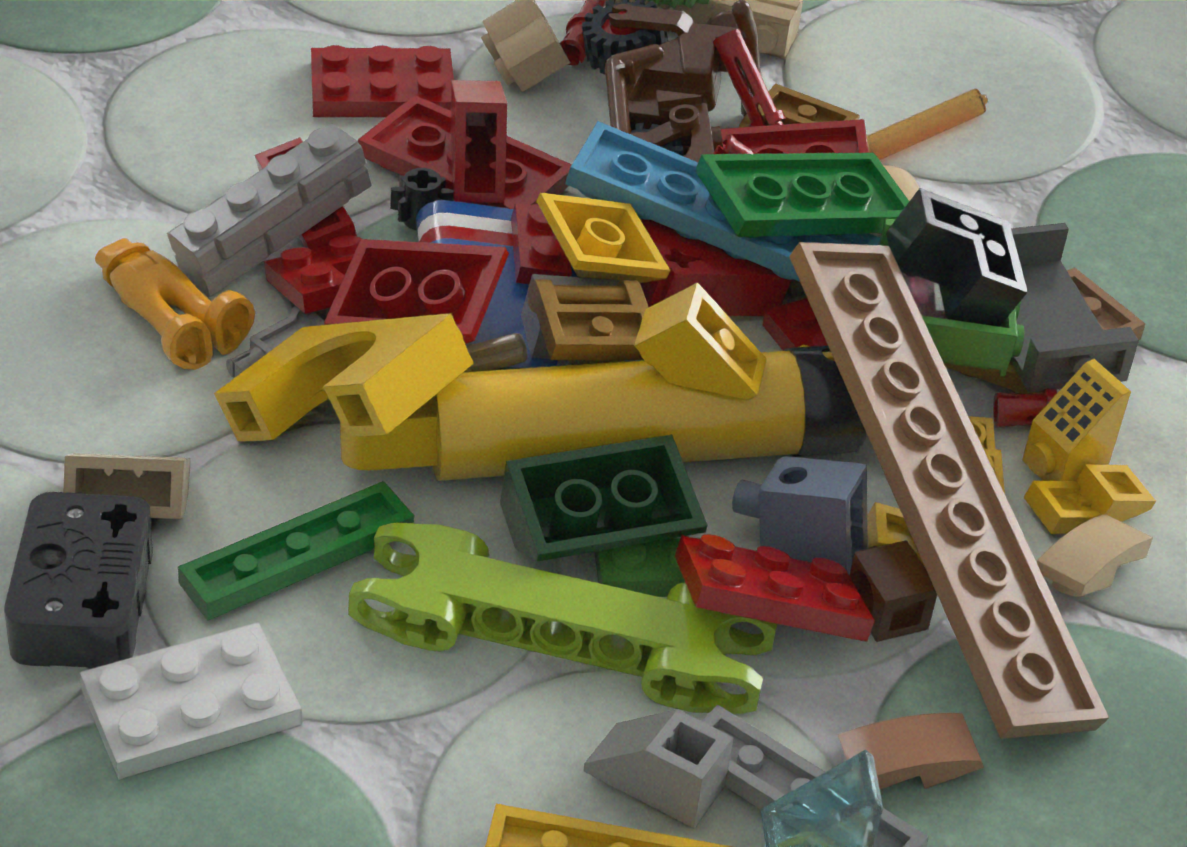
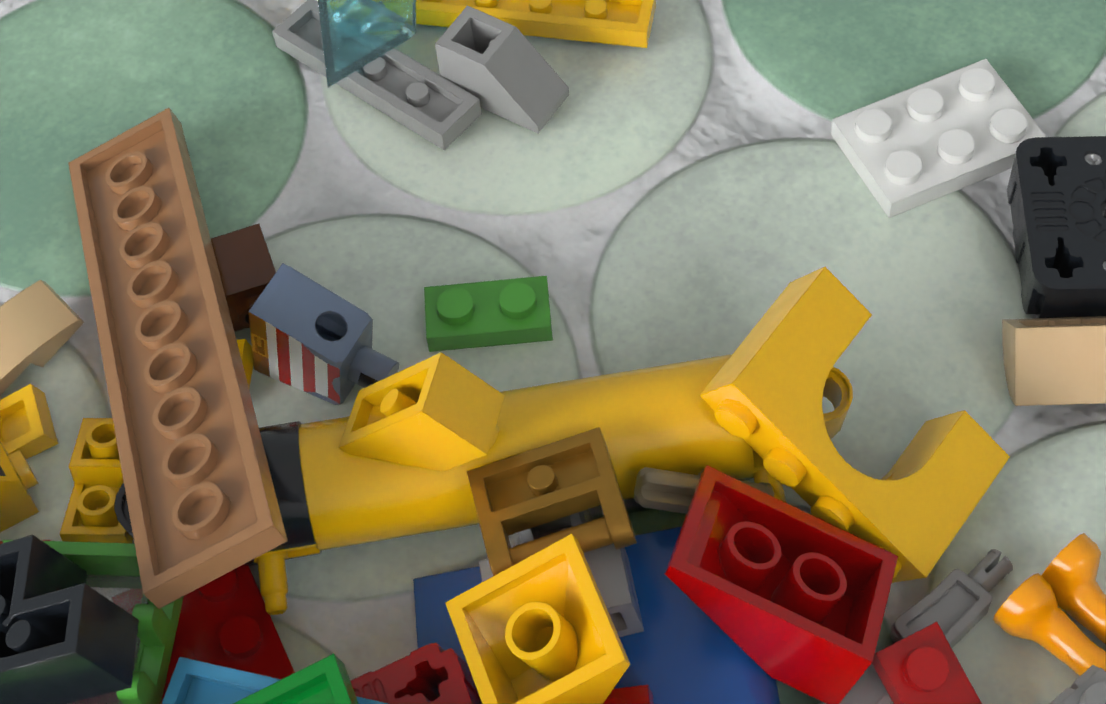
camera: 170 degrees left, 15 degrees up
(290, 551) = (911, 264): green plate -> none
(460, 590) = (689, 247): lime piece -> none
(599, 499) = (549, 318): dark green slope -> none
(773, 587) = (378, 234): red plate -> none
(910, 746) = (253, 120): nougat slope -> none

